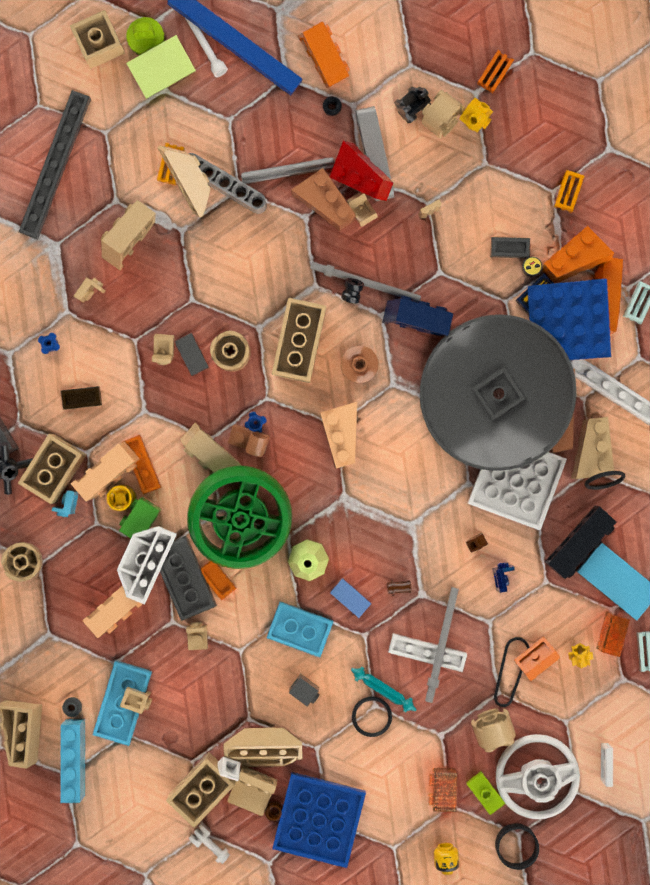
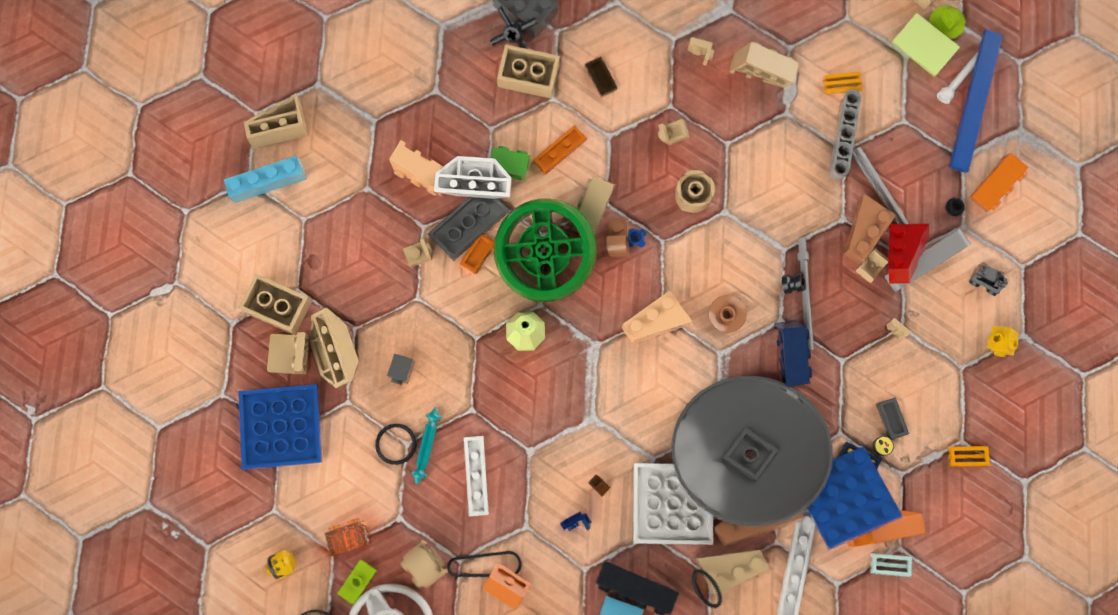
camera: 65 degrees right, 10 degrees down
(22, 561) = (435, 72): tan cylinder -> none
(54, 346) = (639, 37): blue plate -> none
(69, 501) = (500, 98): medium azure bracket -> none
(77, 704) = (317, 167): dark grey plate -> none
(106, 472) = (542, 119): light nougat wedge -> none
(114, 721) = (332, 207): medium azure tile -> none
(121, 497) = (524, 139): yellow wheel -> none
(136, 700) = (340, 217): tan bracket -> none
(188, 177) = (838, 98): tan wedge -> none
(191, 354) = (677, 159): dark grey tile -> none
(222, 855) = (216, 346): white hinge -> none
(229, 768) = (305, 321): white slope -> none
(273, 816) = (270, 377): reddish brown plate -> none
(299, 340) = (728, 249): tan brick -> none
(300, 629) = (457, 346): medium azure tile -> none
(350, 598) = (503, 383): medium blue tile -> none
(399, 587) = (529, 425): reddish brown pin -> none
(433, 681) = (451, 489): light grey bar -> none
(442, 114) = (990, 308): tan brick -> none
(504, 58) = (1066, 349): orange tile -> none
(577, 255) = (911, 484): orange wedge -> none

